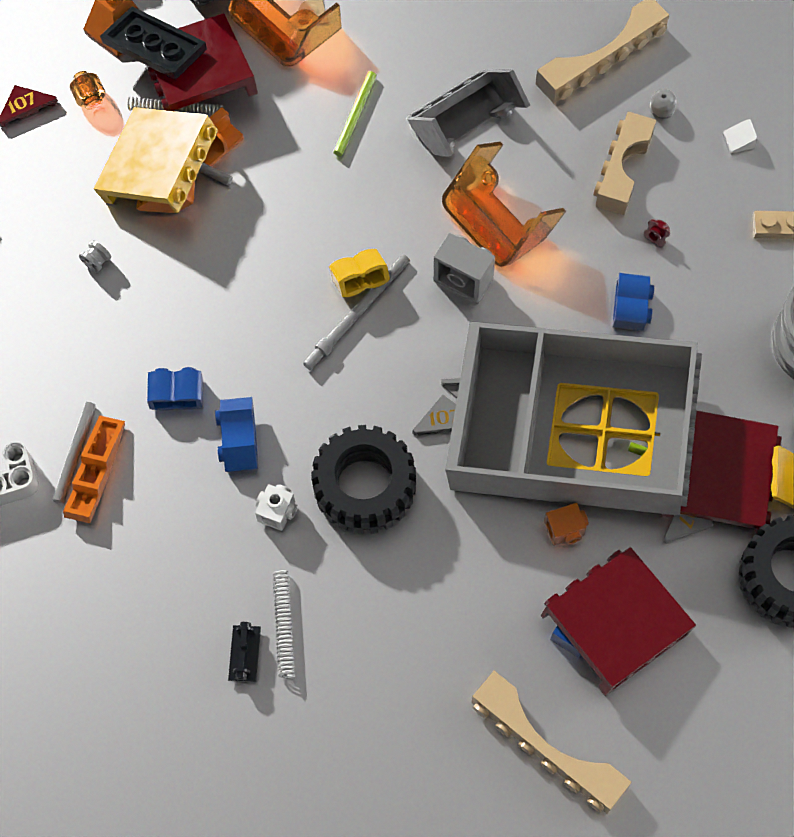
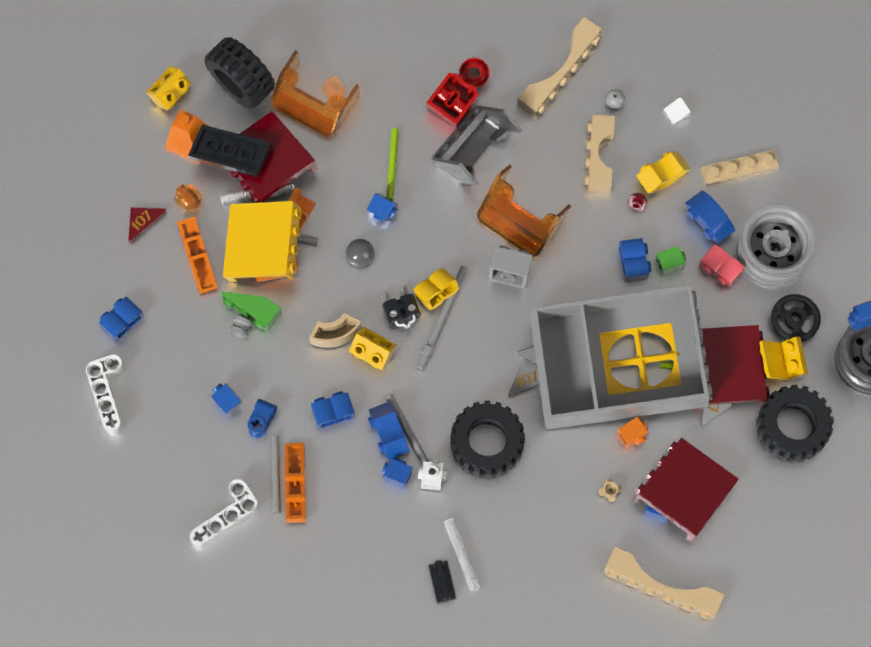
camera: 20 degrees left, 5 degrees up
(43, 337) = (225, 397): none -> blue brick
(74, 159) = (197, 255): none -> orange slope
(80, 374) = (262, 415): none -> blue piece
(124, 239) = (257, 308): none -> bright green slope
(211, 293) = (335, 333): none -> tan brick
(232, 491) = (397, 472): none -> blue brick
(252, 324) = (372, 348): none -> yellow brick
(264, 437) = (407, 429): none -> light grey bar
(278, 207) = (360, 253): none -> dark grey hair
(306, 288) = (401, 309): none -> black piece
(323, 158) = (382, 207): none -> blue brick
(461, 50) = (458, 92): none -> red brick
(512, 585) = (608, 484): none -> tan plate
(681, 315) = (671, 260): none -> bright green brick
(701, 204) = (663, 172): none -> yellow brick
(748, 340) = (721, 266): none -> coral brick
(749, 273) = (709, 216): none -> blue brick

